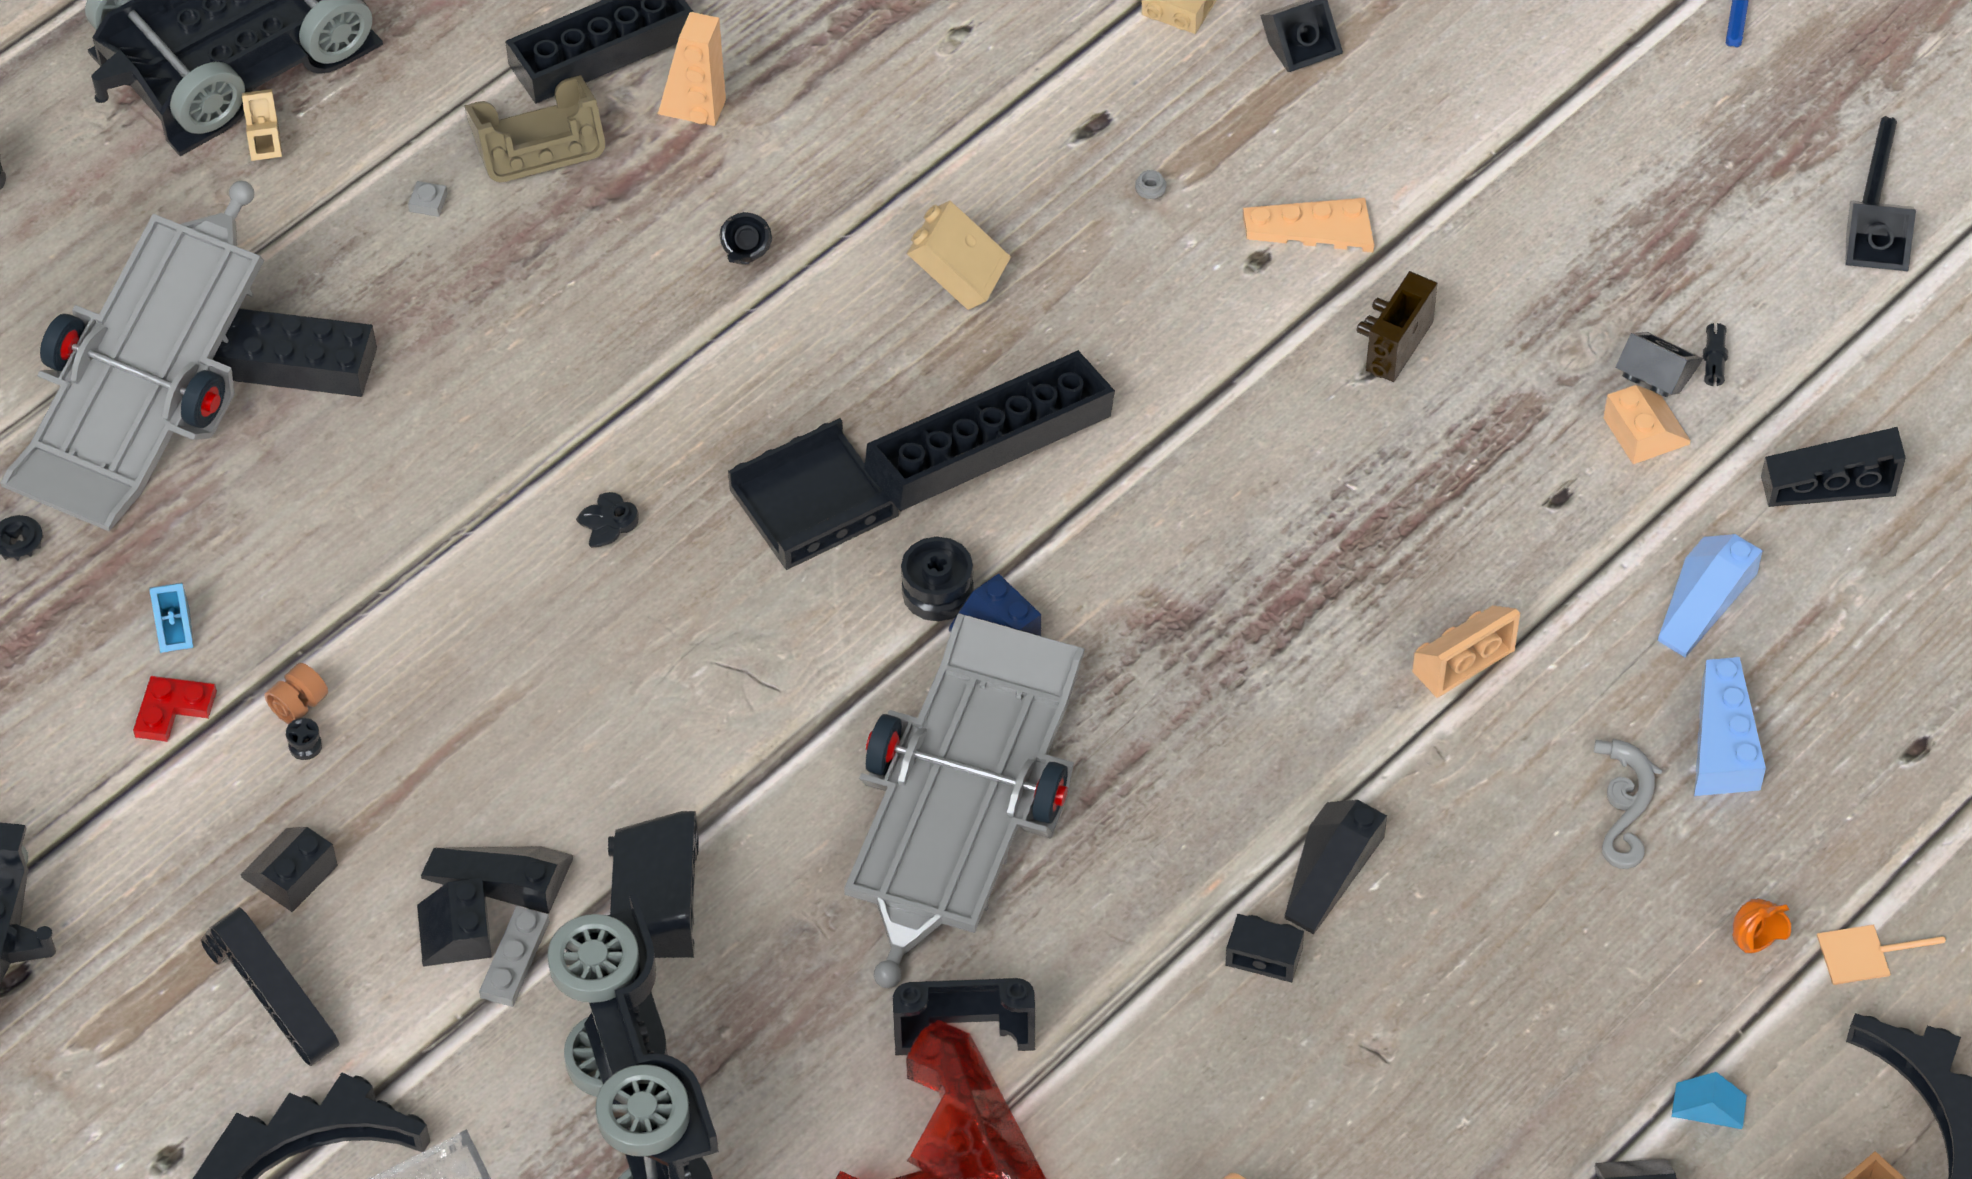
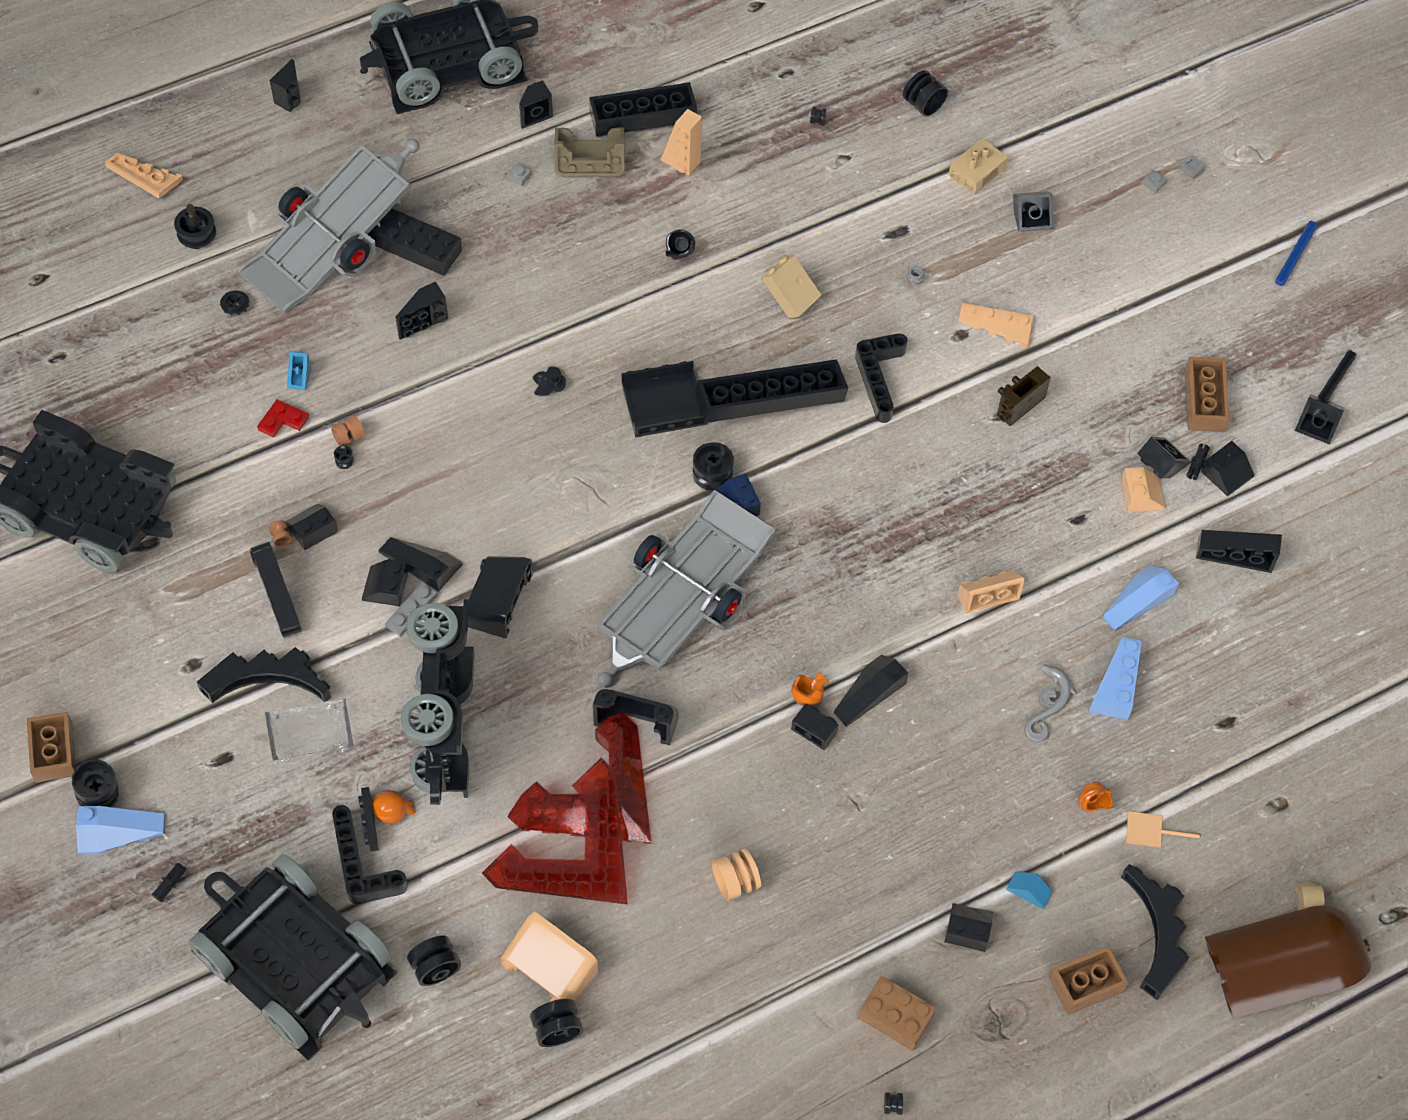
camera: 15 degrees right, 5 degrees up
(239, 892) = (280, 533): none -> nougat wheel
(262, 125) = (444, 109): tan brick -> none
(353, 461) = (422, 311): none -> black slope
(418, 76) = (535, 104): none -> black slope
(1124, 337) = (867, 357): none -> black beam
(1233, 892) = (808, 690): none -> orange hat
(1689, 244) = (1206, 394): none -> medium nougat brick
(1767, 351) = (1228, 468): none -> black slope

